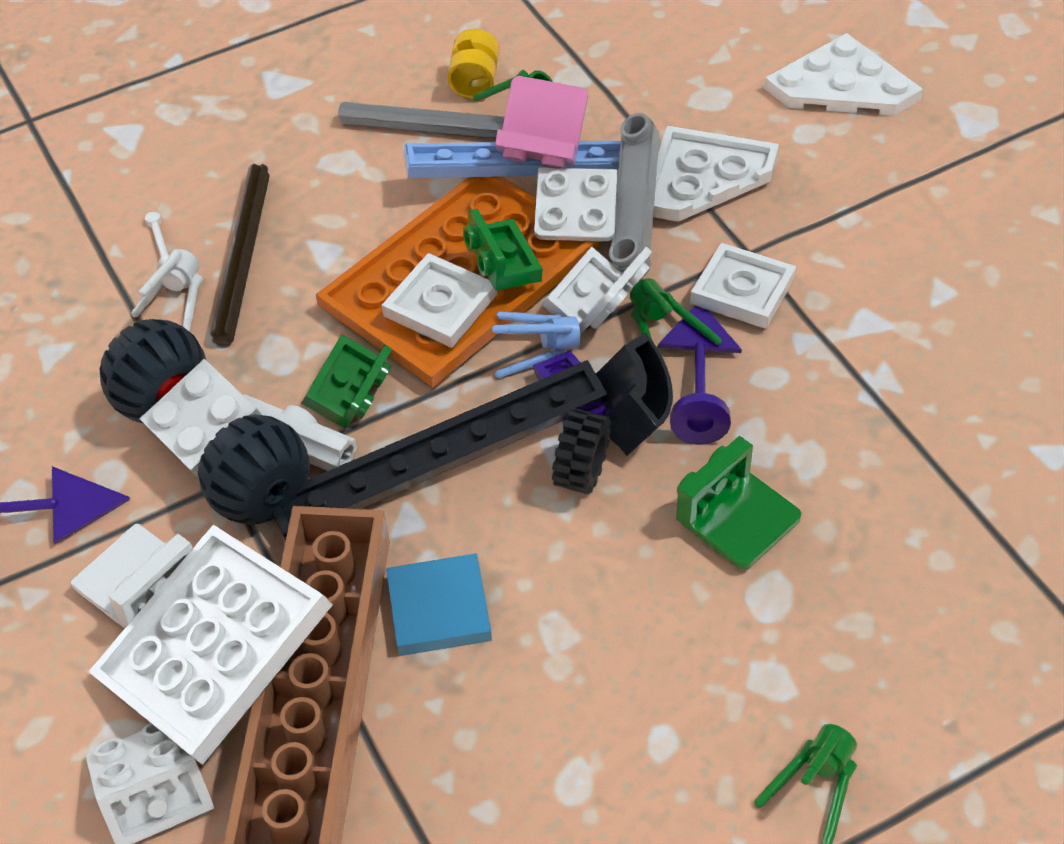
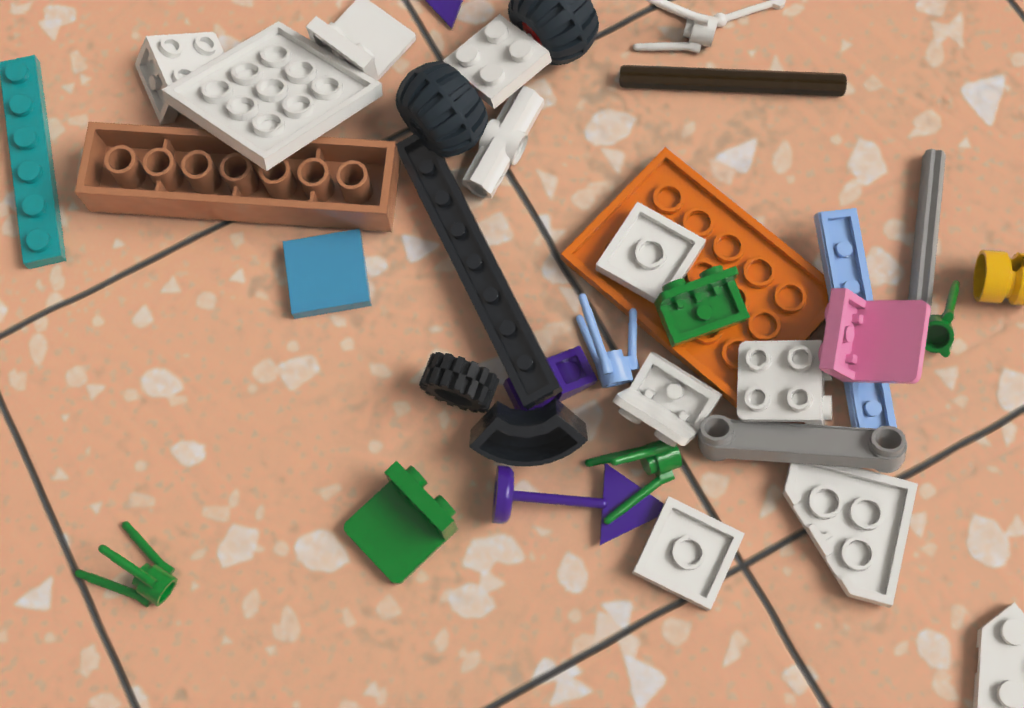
camera: 95 degrees right, 20 degrees up
(345, 380) = (561, 182): green bracket -> none

